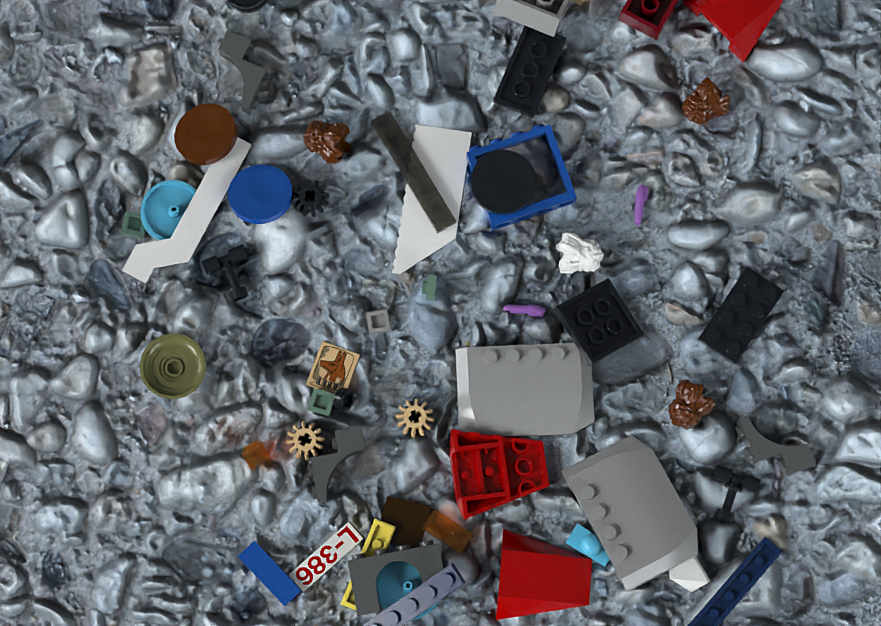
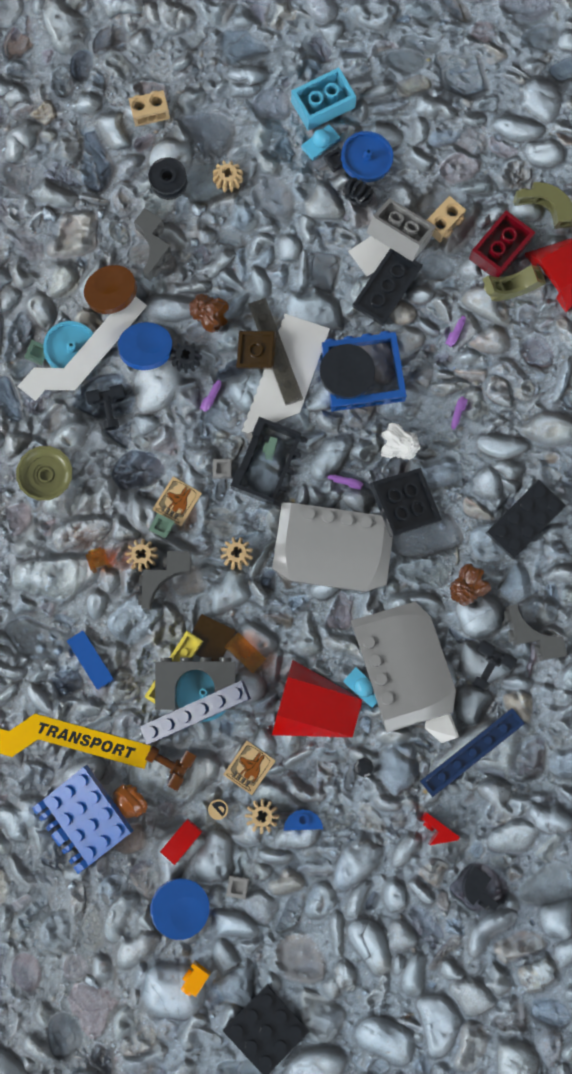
camera: 10 degrees right, 0 degrees up
(325, 556) = (140, 655): white sticker -> none
(343, 399) = (180, 527): black tile -> none
(346, 245) = (208, 401): none -> medium lavender piece
(391, 174) = (256, 350): none -> dark brown tile
(400, 326) = (256, 435): none -> black hinge
(494, 470) = (294, 609): red wedge -> none
(501, 36) = (369, 254): none -> white sticker
(617, 116) = (453, 337): none -> medium lavender piece
(677, 42) = (514, 285): none -> olive arch
(705, 103) = (529, 338): reddish brown hair -> none

